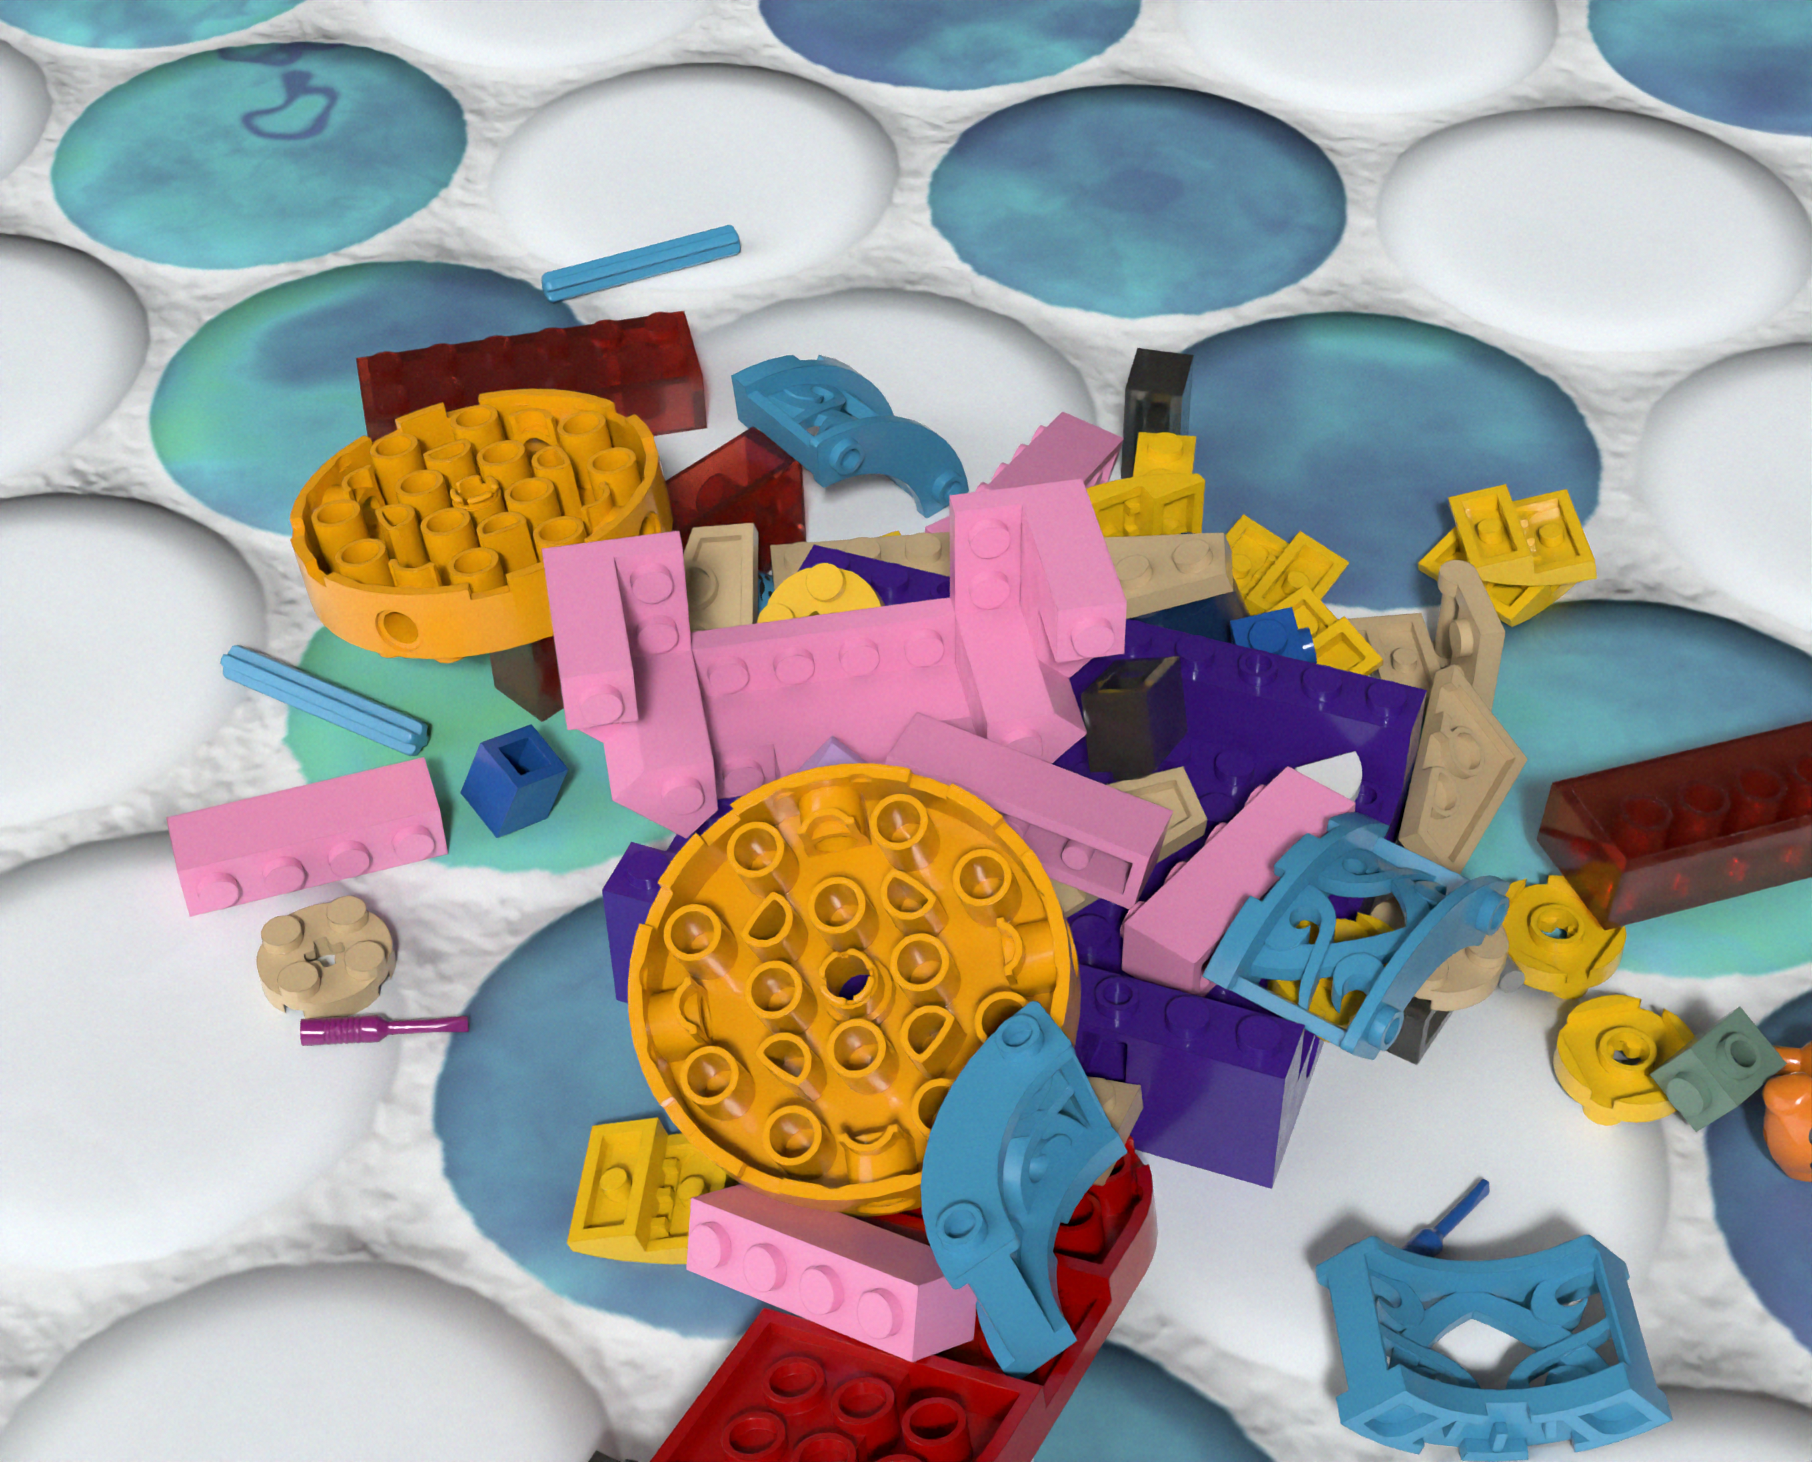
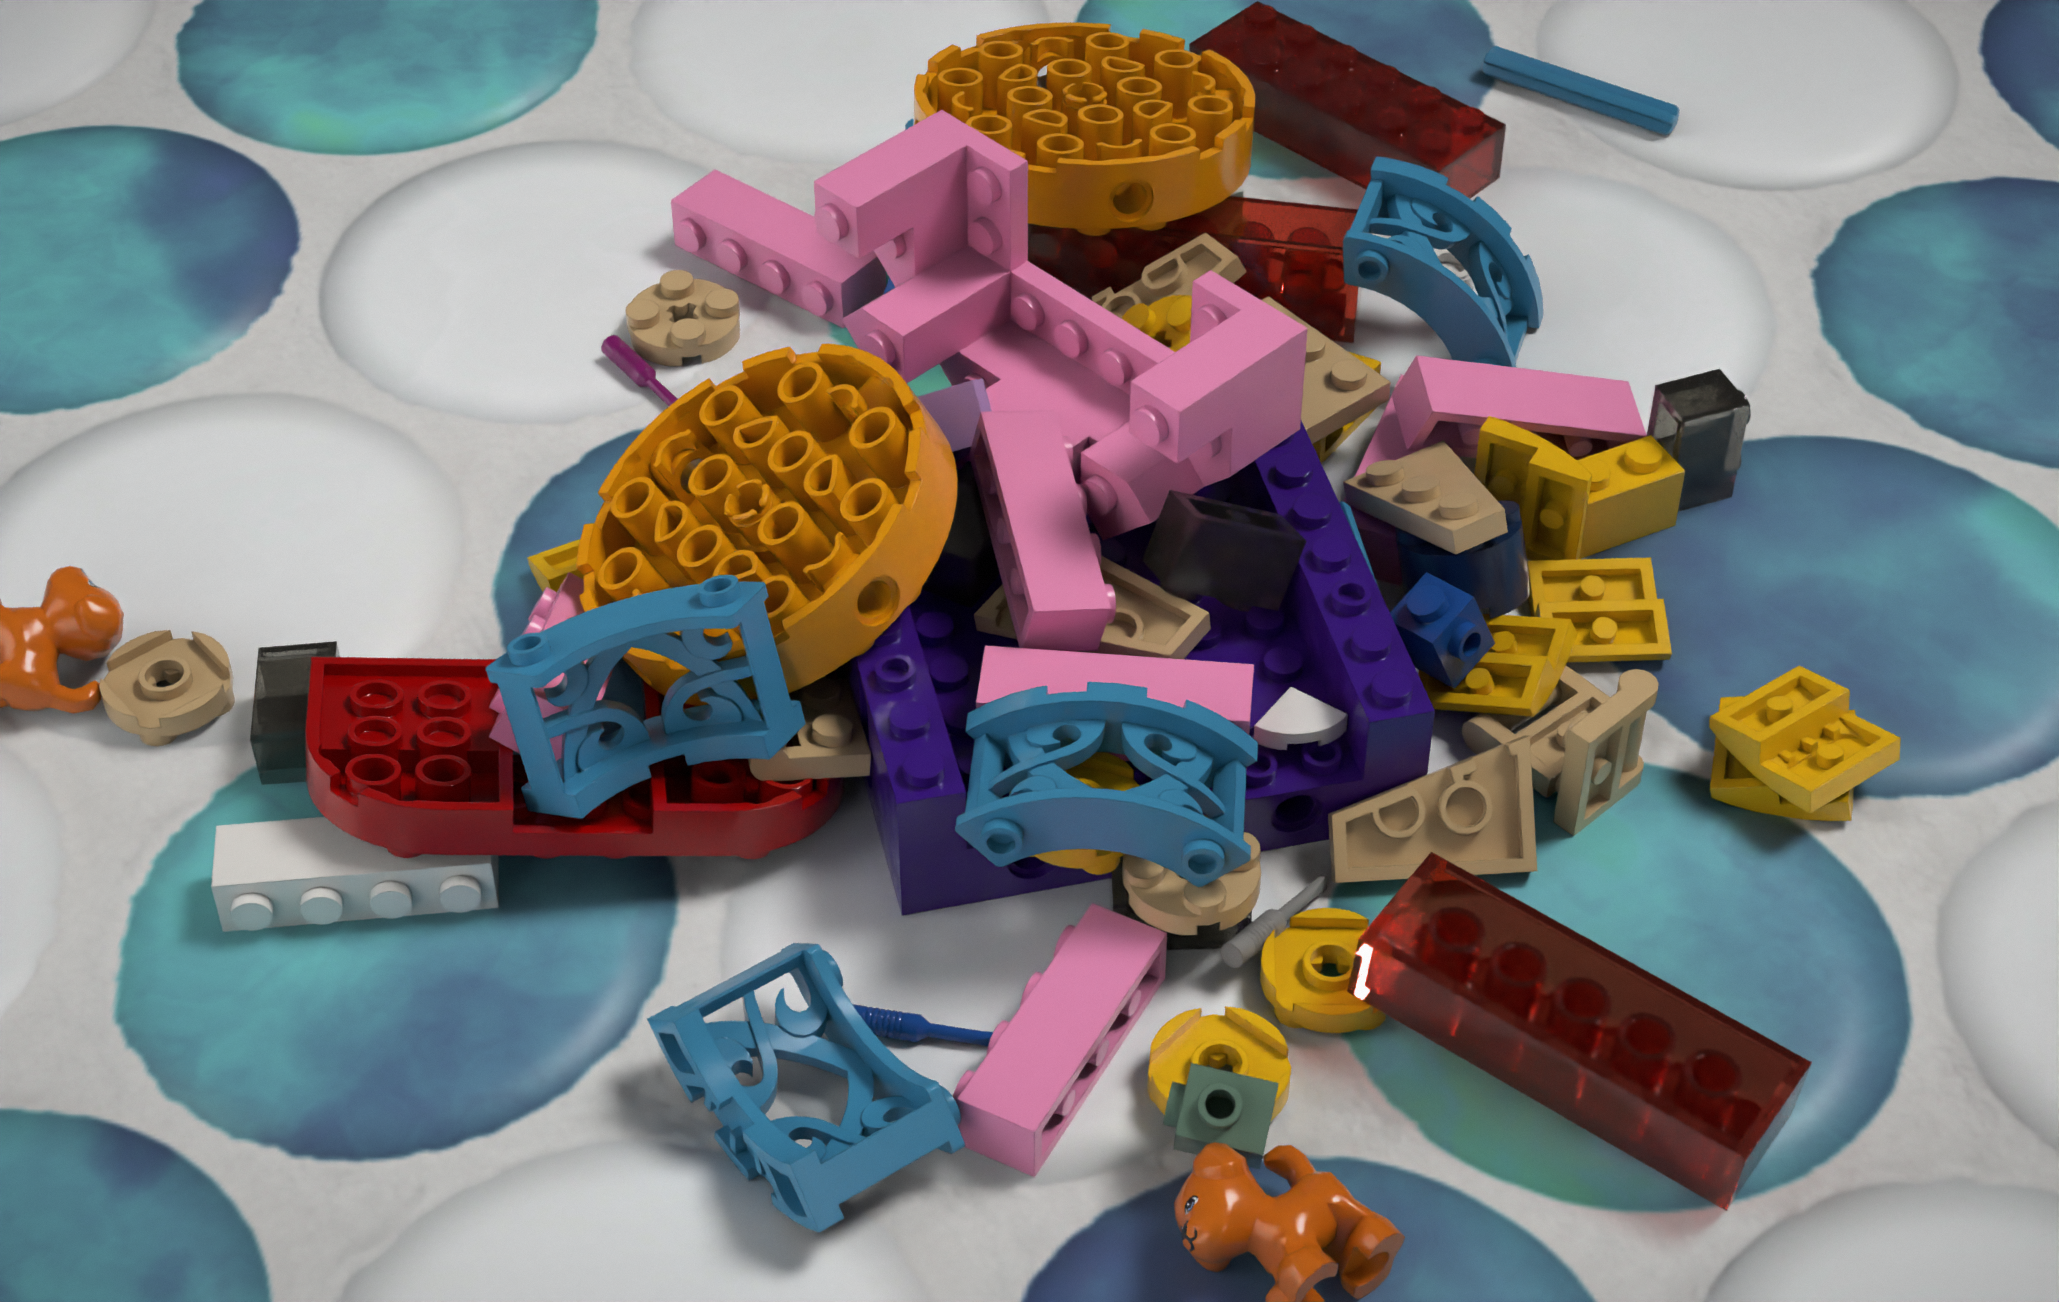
camera: 55 degrees right, 0 degrees up
(1527, 1135) = (1060, 1038): none -> bright pink brick

